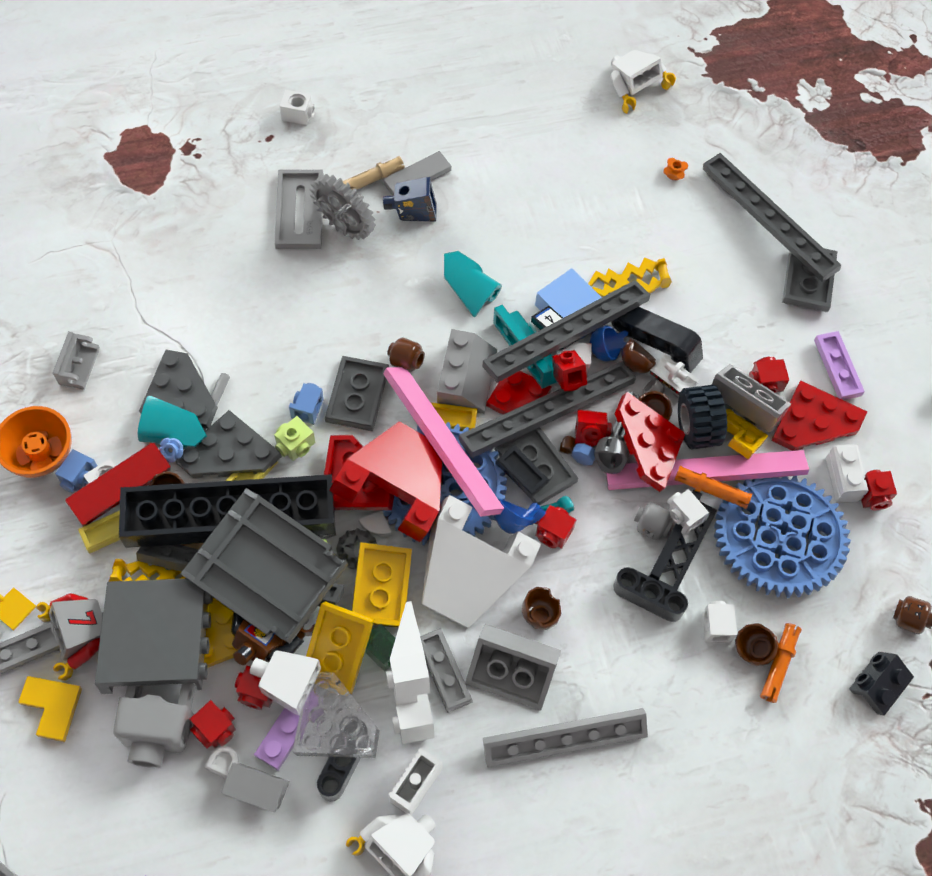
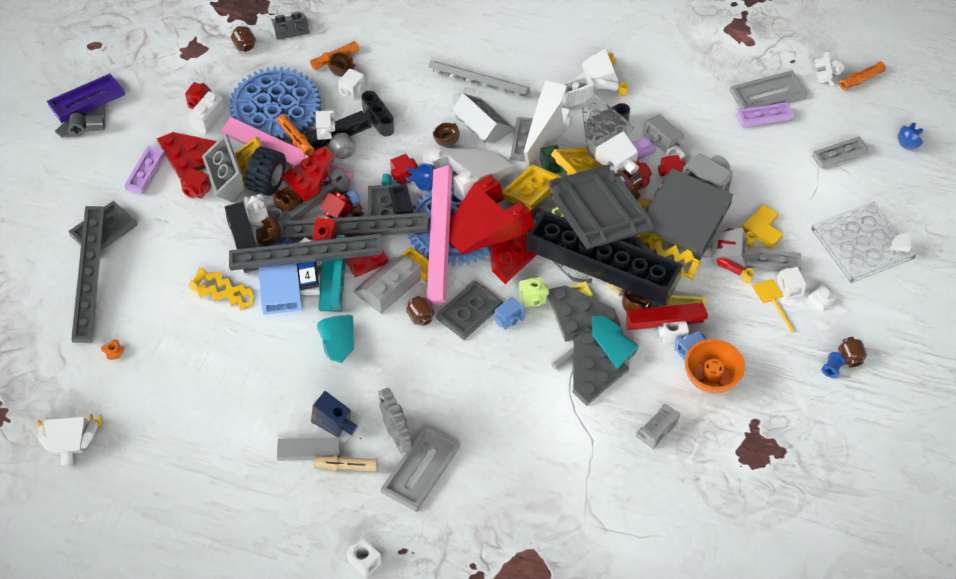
camera: 145 degrees left, 10 degrees down
(176, 446) = (620, 319): light blue plate -> none

